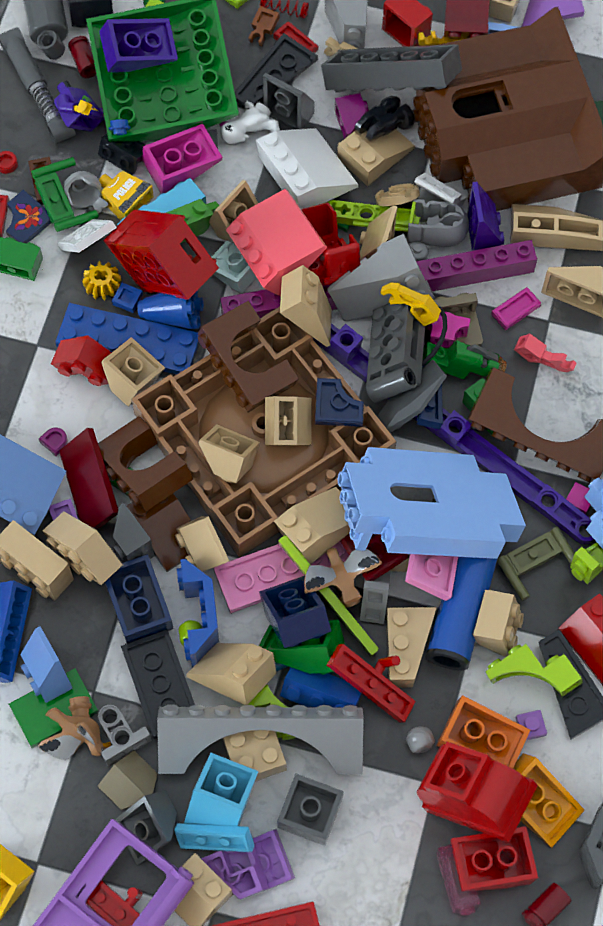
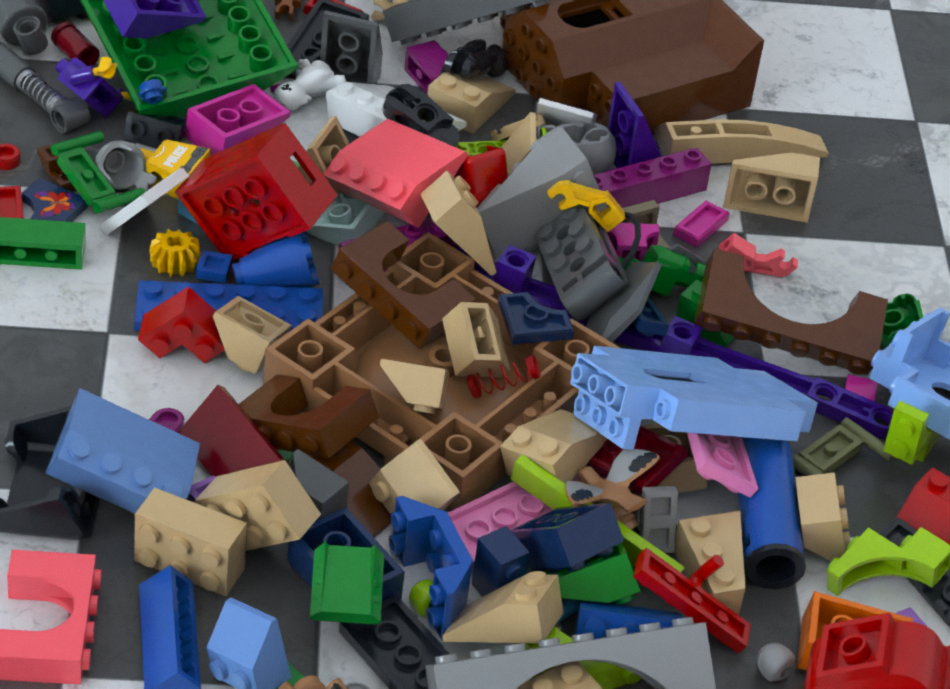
camera: 20 degrees left, 25 degrees down
(123, 630) = (347, 584): none -> green slope
(244, 623) = (498, 560): none -> dark blue brick
(315, 455) = (532, 368): none -> red piece
(321, 209) = (411, 106): none -> black piece

